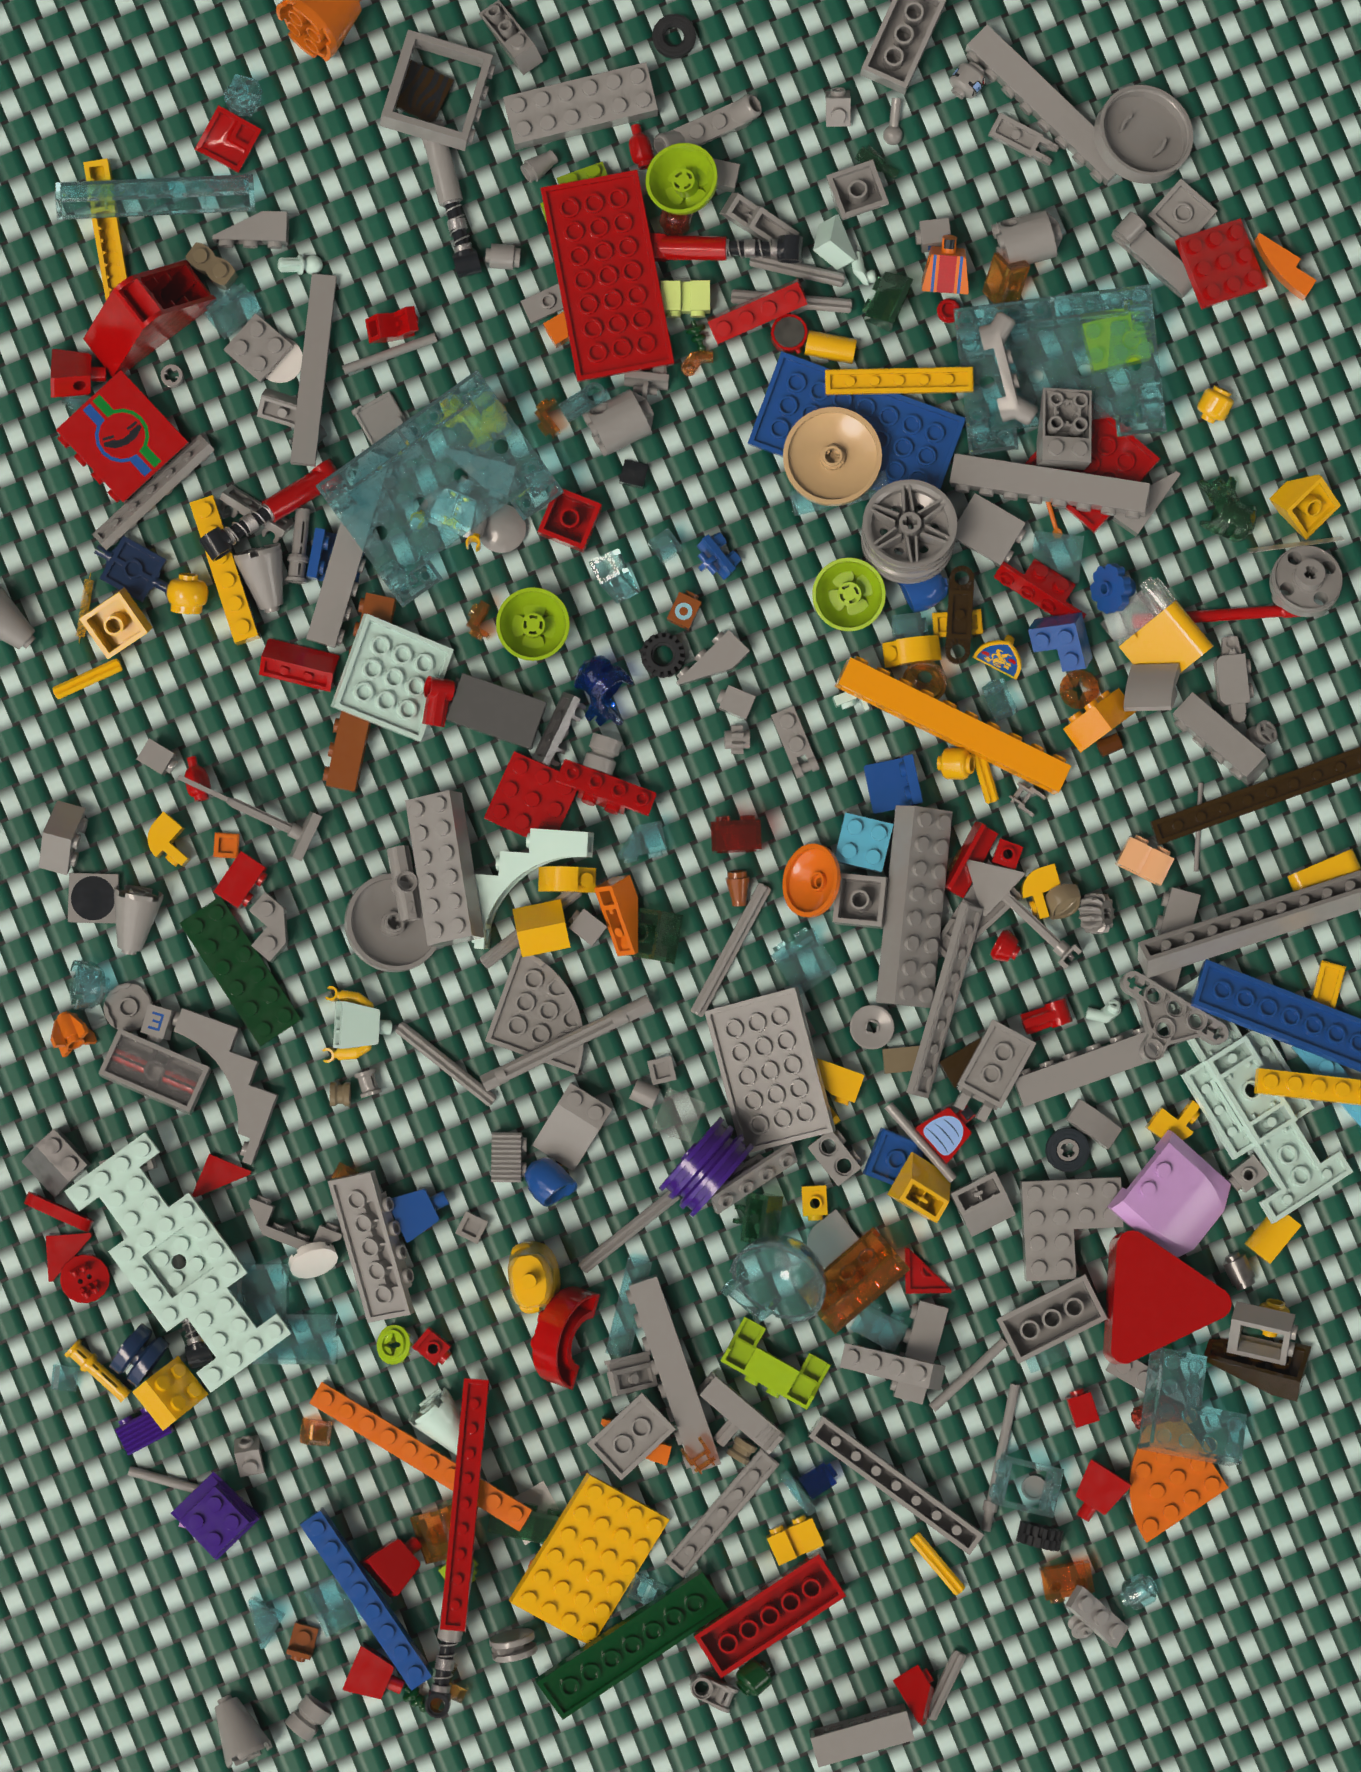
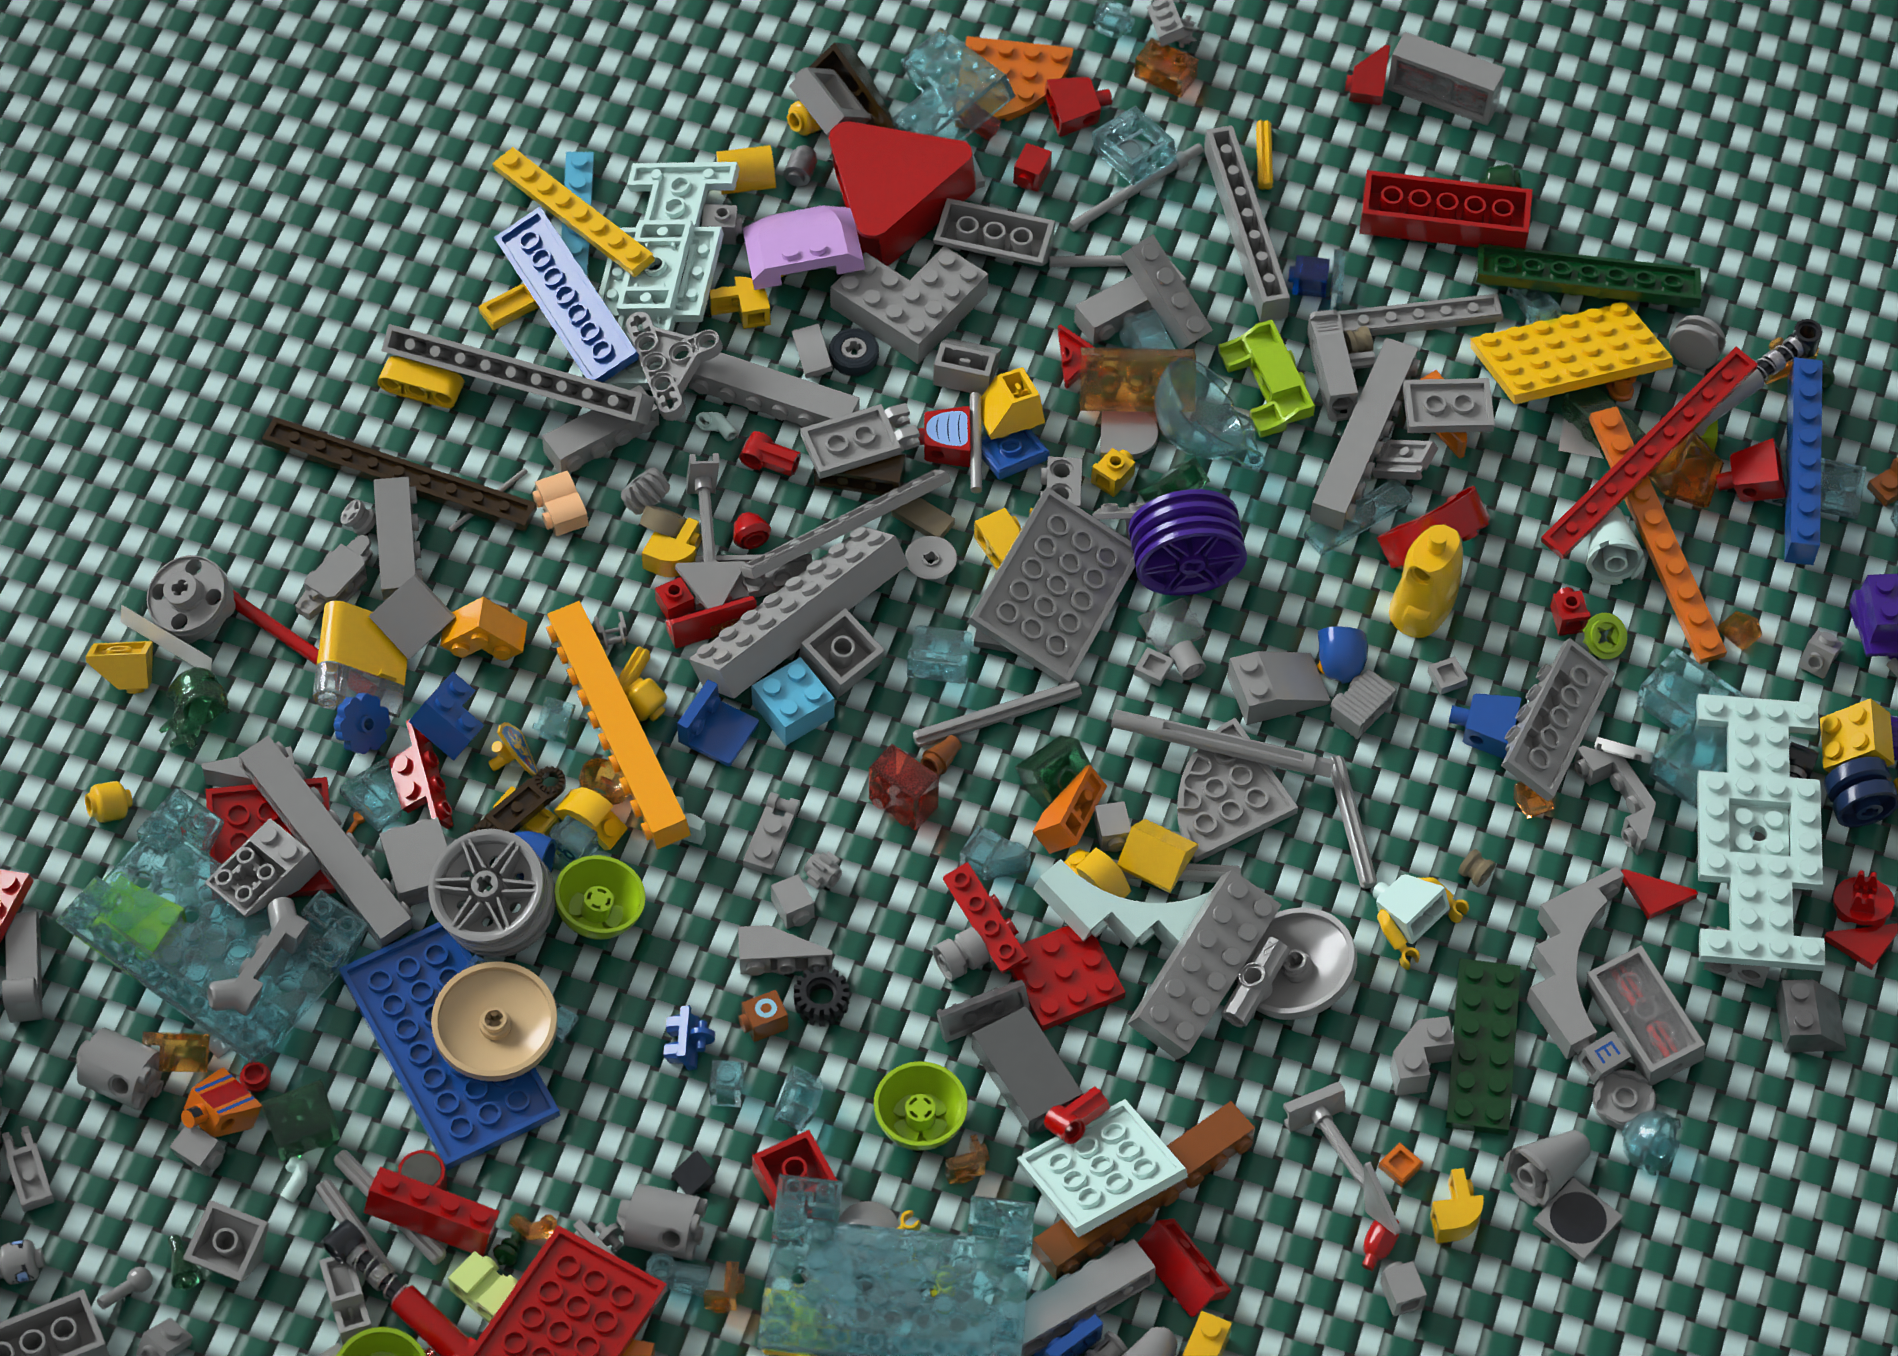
camera: 145 degrees left, 30 degrees down
(58, 1211) = (1846, 977): red beam -> none
(62, 837) = (1562, 1287): light grey brick -> none
(70, 1033) = (1702, 1112): orange brick -> none
(241, 880) = (1413, 1118): red brick -> none
(367, 1083) = (1441, 858): light grey bush -> none
(372, 1674) = (1849, 414): red torso -> none
(601, 682) = (904, 1009): clear blue piece -> none
(627, 1232) = (1308, 571): light grey axle -> none
(692, 1461) = (1411, 350): clear orange piece -> none
(714, 1692) = (1548, 200): light grey piece -> none
(794, 1539) = (1373, 250): yellow brick -> none
(811, 880) = (884, 703): orange dish -> none
(830, 347) = (392, 1132): yellow brick -> none
(833, 243) = (296, 1222): light aqua slope -> none
(899, 381) = (365, 1045): yellow tile -> none
(945, 1683) = (1329, 76): light grey axle -> none
(1039, 1536) = (1159, 103): black tyre -> none
(1071, 680) = (488, 676): clear orange gear -> none

